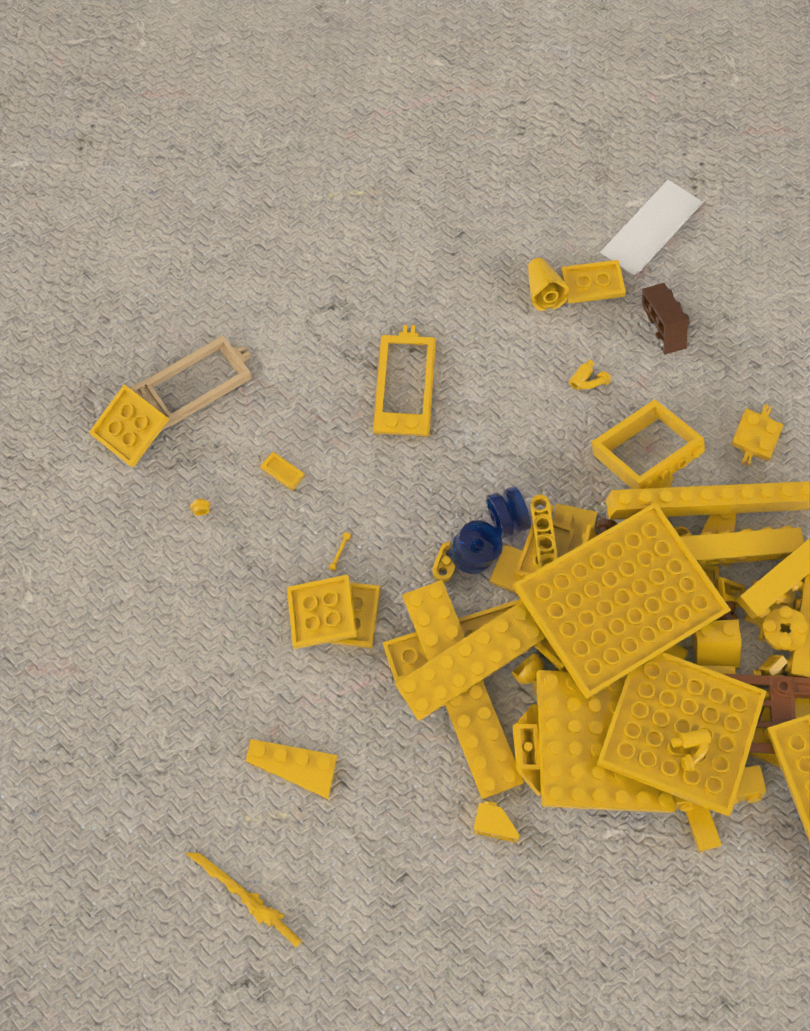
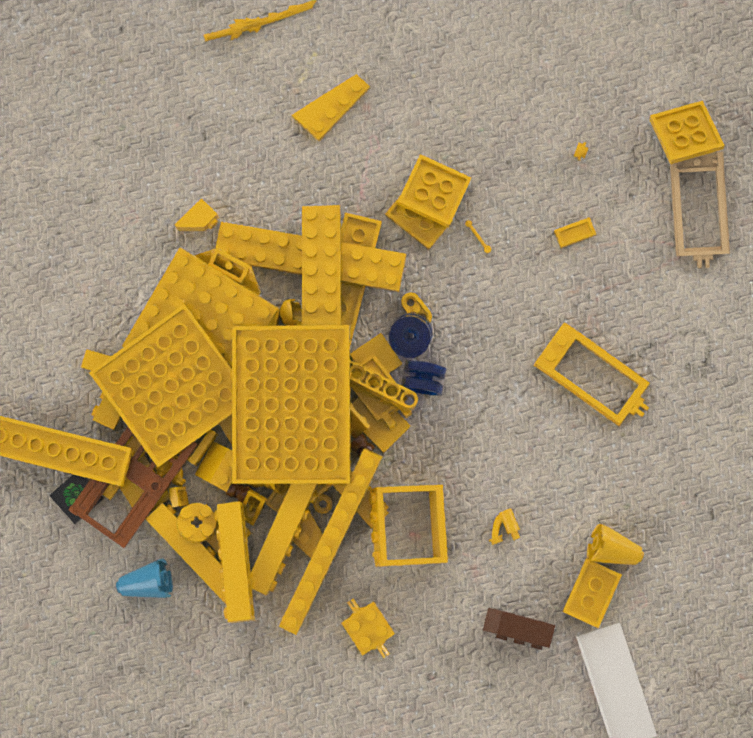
camera: 120 degrees right, 15 degrees up
(697, 738) = (156, 379): yellow plant -> none

